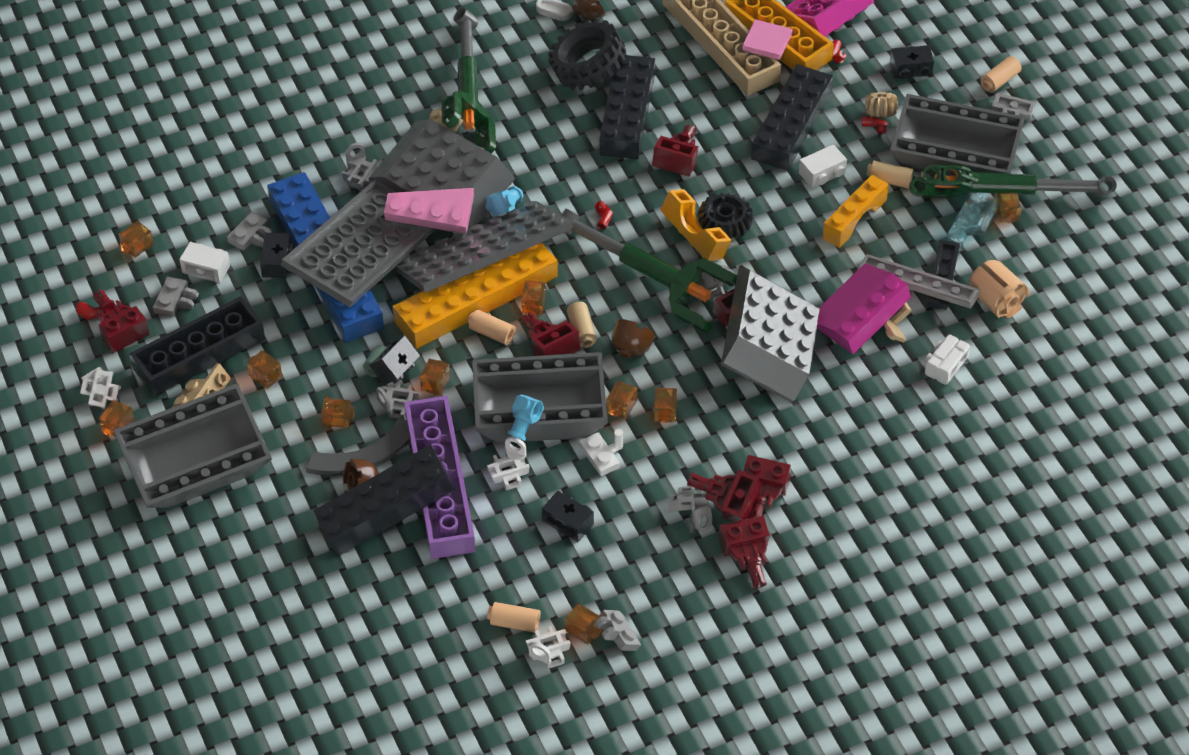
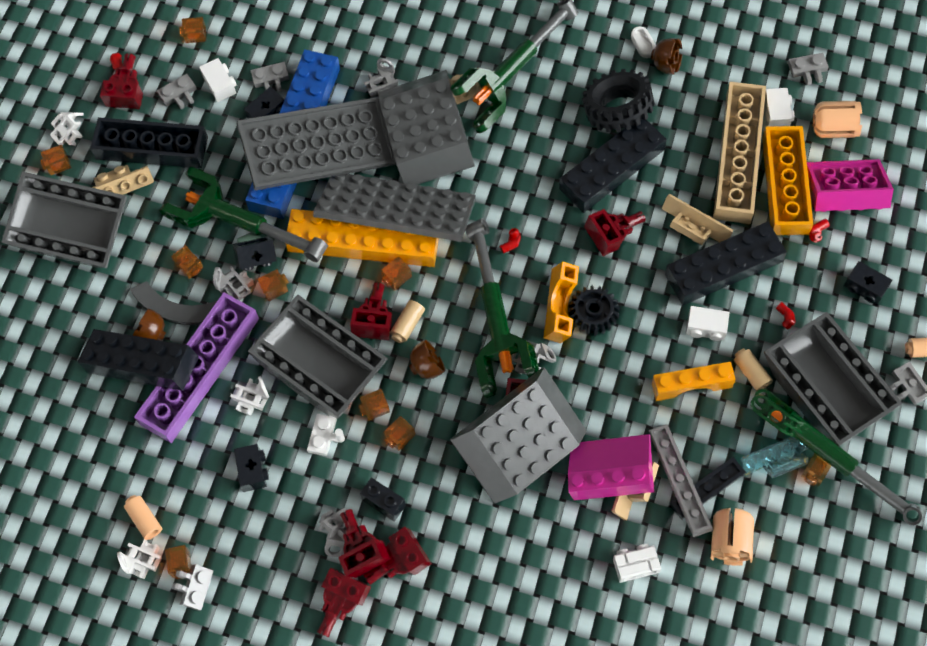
camera: 45 degrees right, 15 degrees up
(264, 369) = (175, 192): clear orange brick -> none
(313, 354) = (211, 205): none -> dark green piece
(433, 209) = (384, 155): bright pink wedge -> none
(491, 327) = (346, 275): light nougat brick -> none
(503, 201) = (447, 179): medium azure connector -> none
(526, 412) = (284, 368): medium azure connector -> none
(704, 457) = (383, 499): none -> black brick
(737, 105) = (694, 222): none -> tan bracket
(767, 39) = (762, 184): bright pink tile -> none
(881, 104) = (803, 304): tan gear -> none

